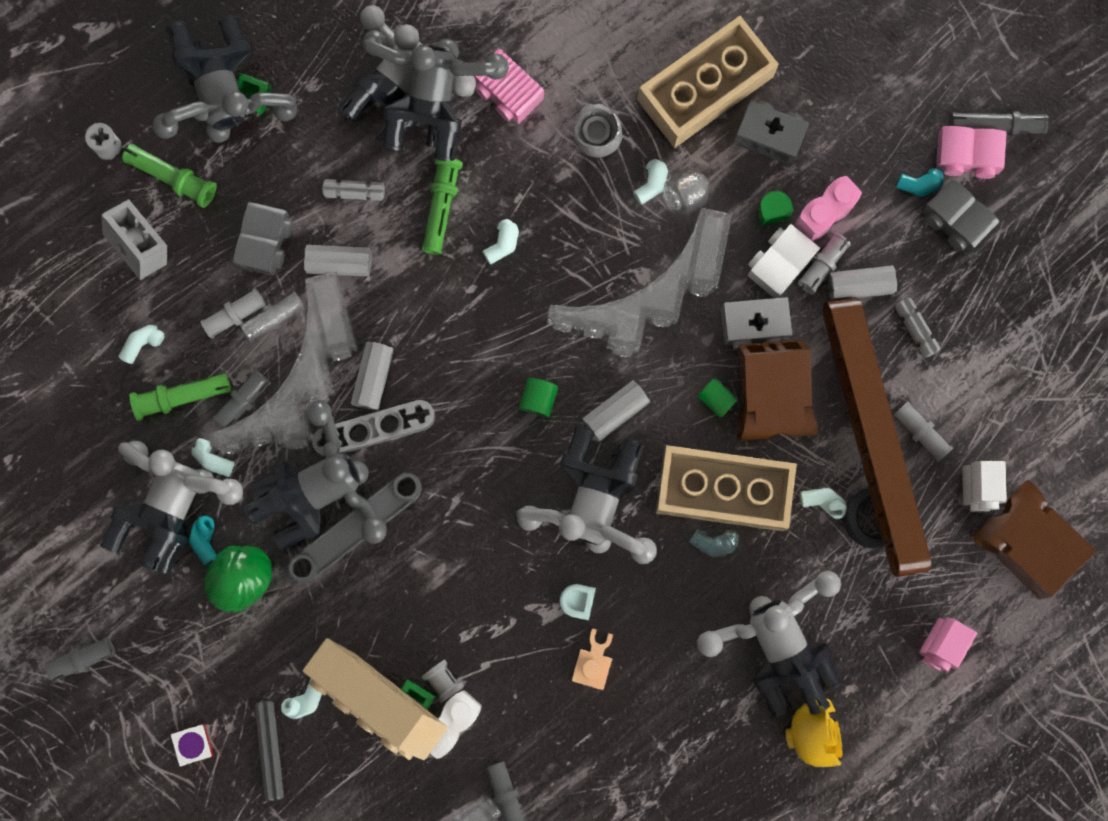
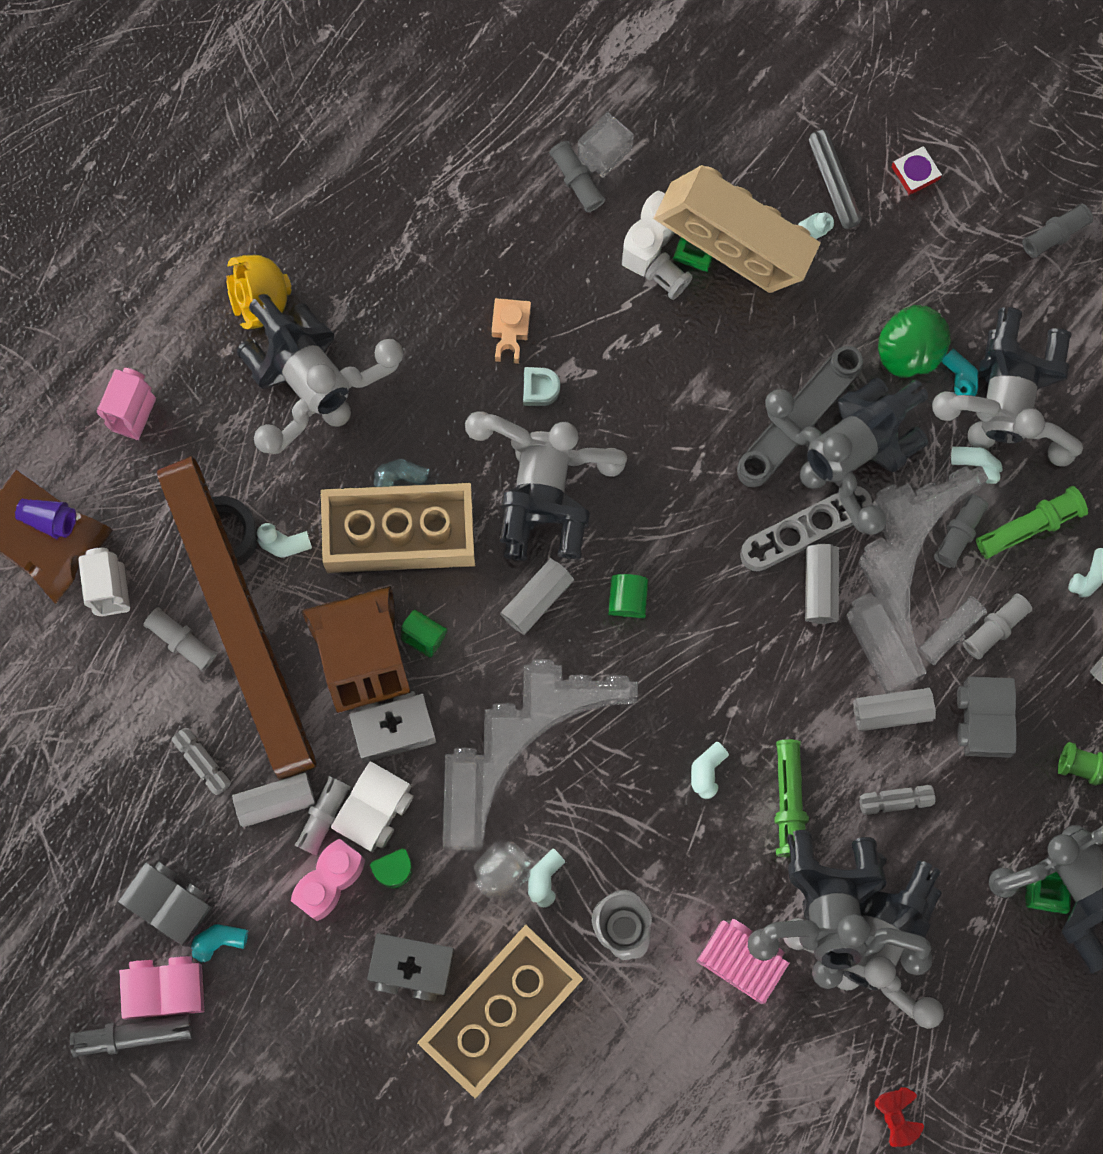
camera: 170 degrees right, 5 degrees down
(1028, 544) = (47, 516): none -> dark purple cone

